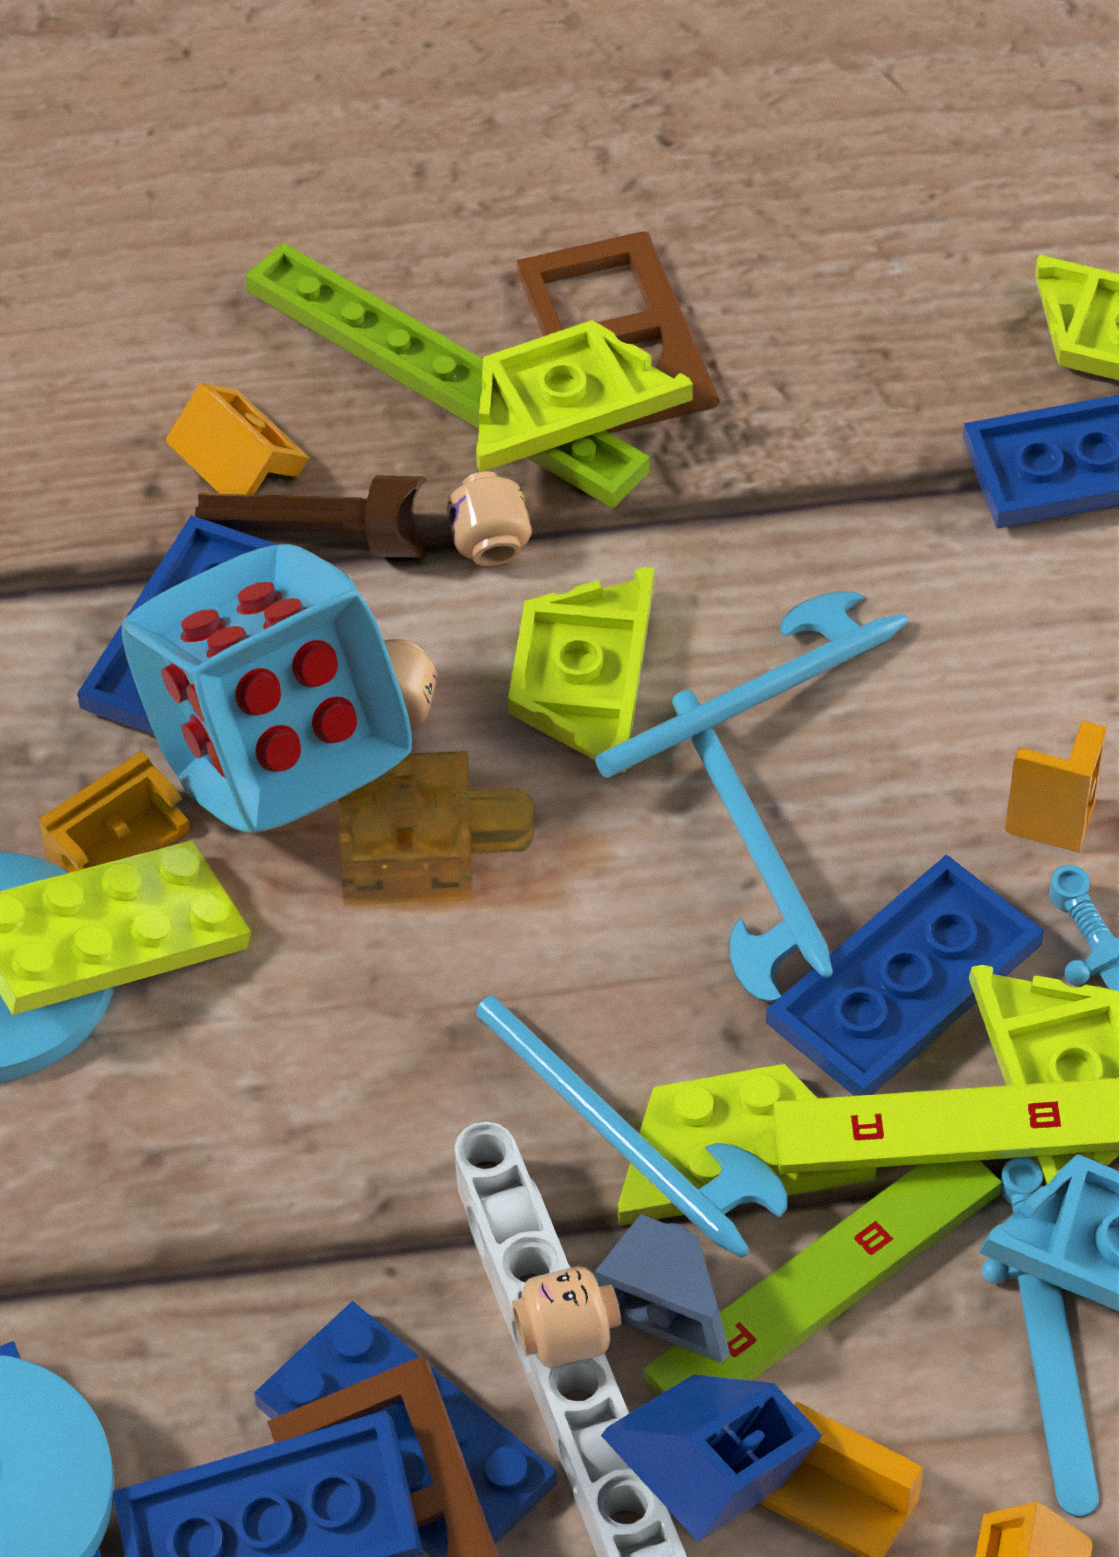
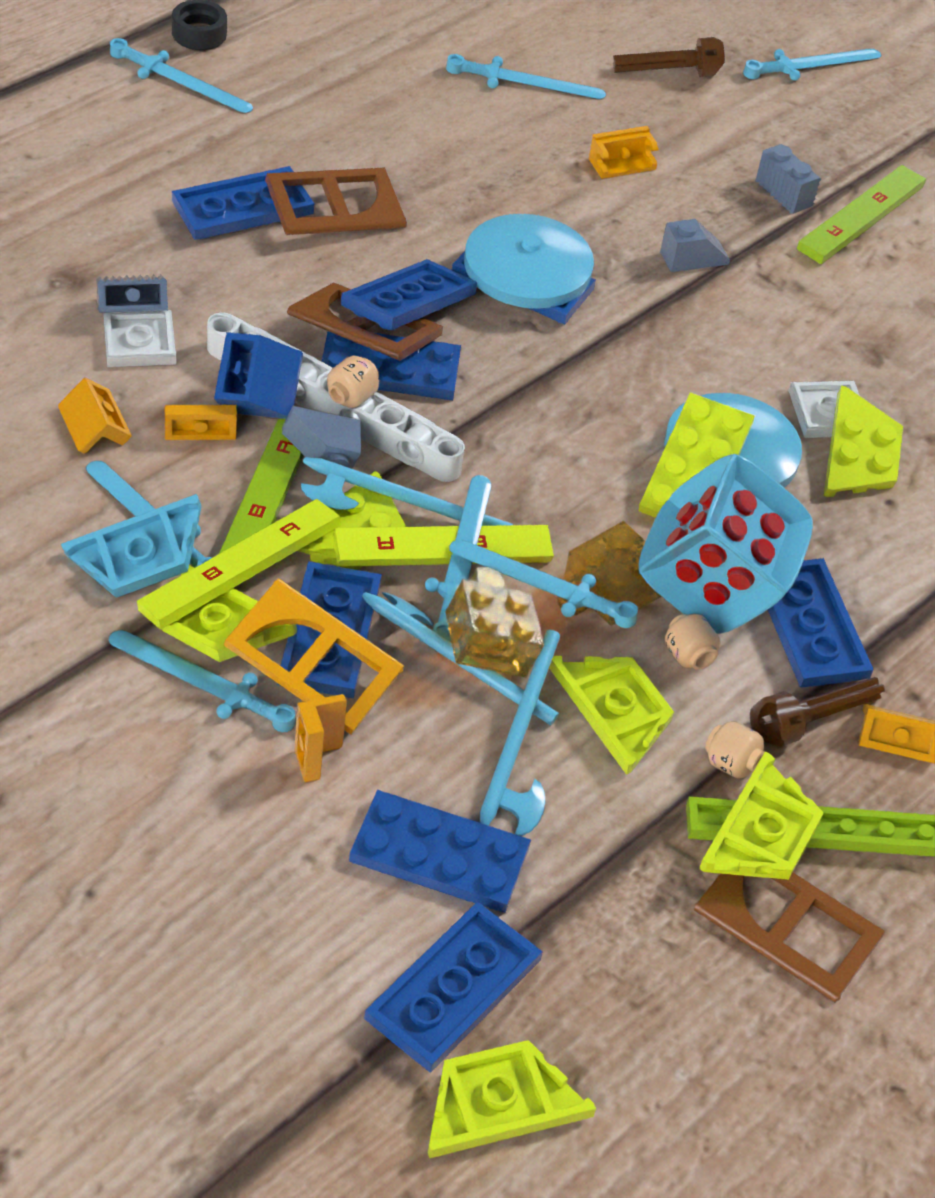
camera: 135 degrees right, 5 degrees down
(526, 788) = (579, 596): none -> medium azure sword
(631, 1009) = (431, 544): none -> neon yellow tile
(668, 935) = (459, 567): none -> medium azure sword
(679, 820) = (493, 625): none -> clear yellow brick
(974, 978) = (287, 606): none -> light orange window
(985, 618) = (440, 851): none -> blue plate

